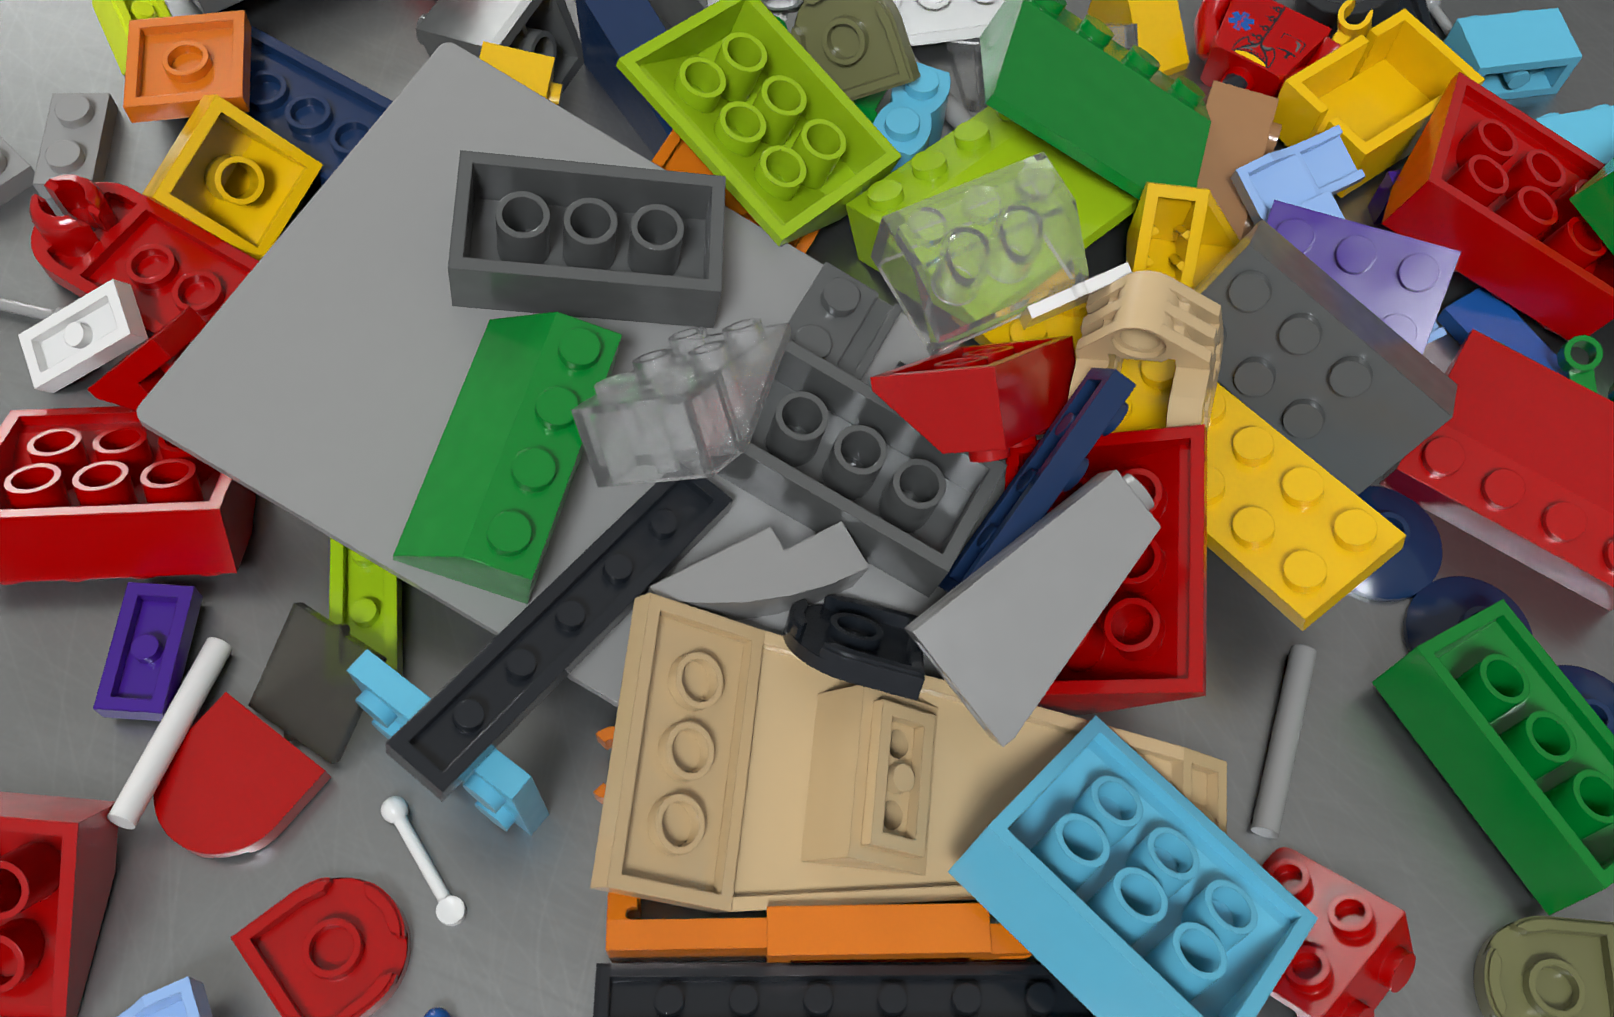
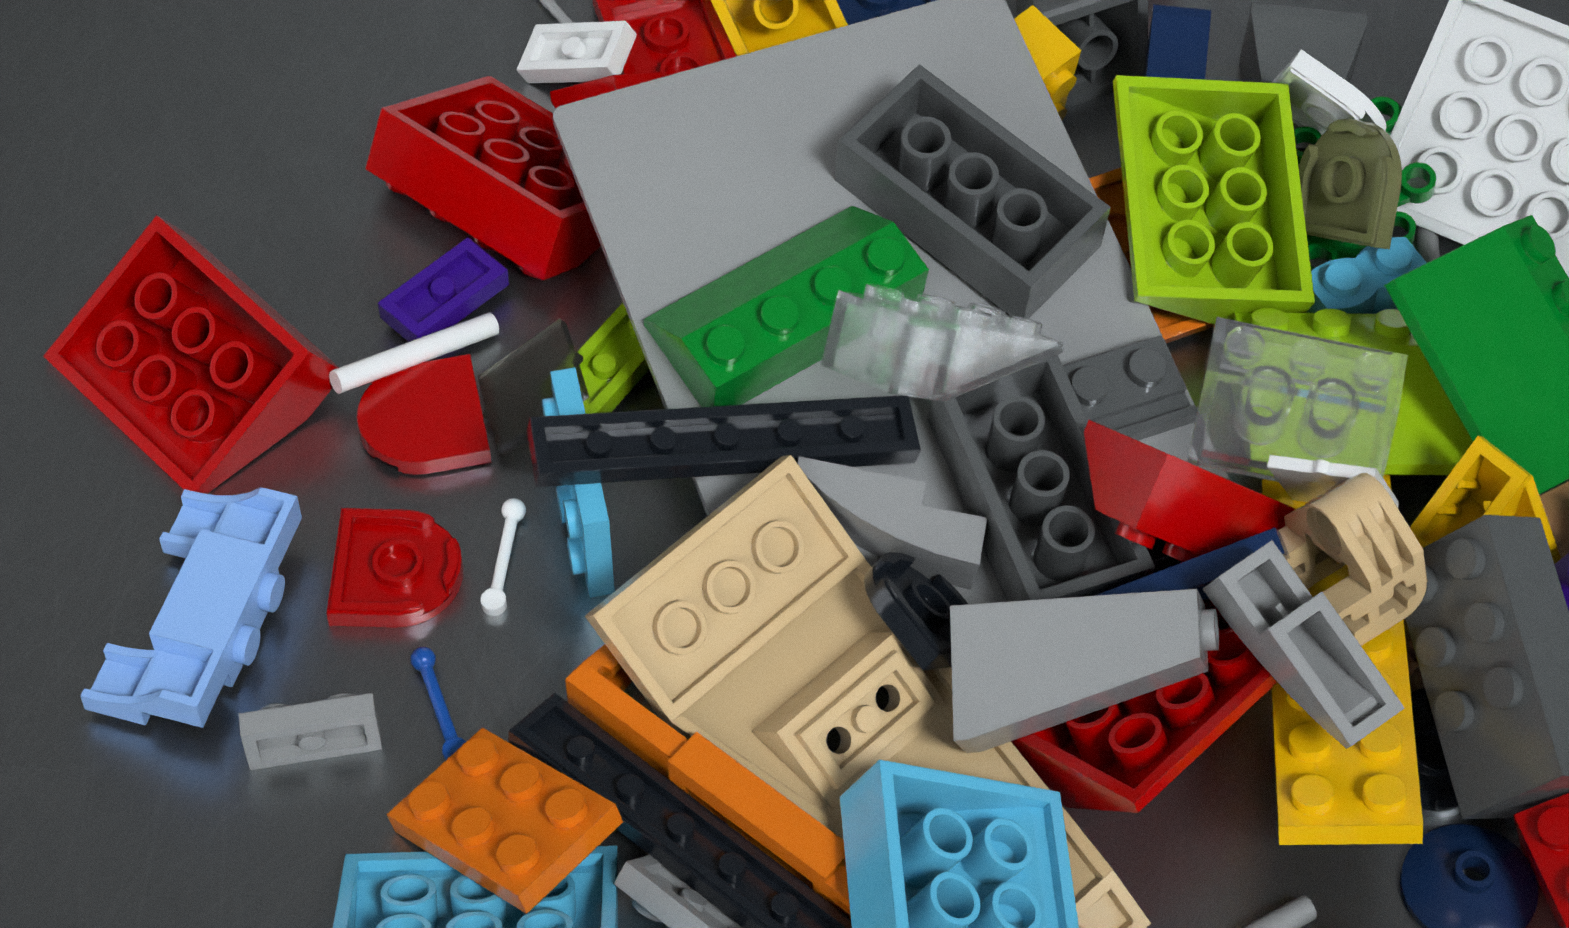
camera: 45 degrees right, 10 degrees down
(1218, 453) = (1304, 645): none -> light grey slope

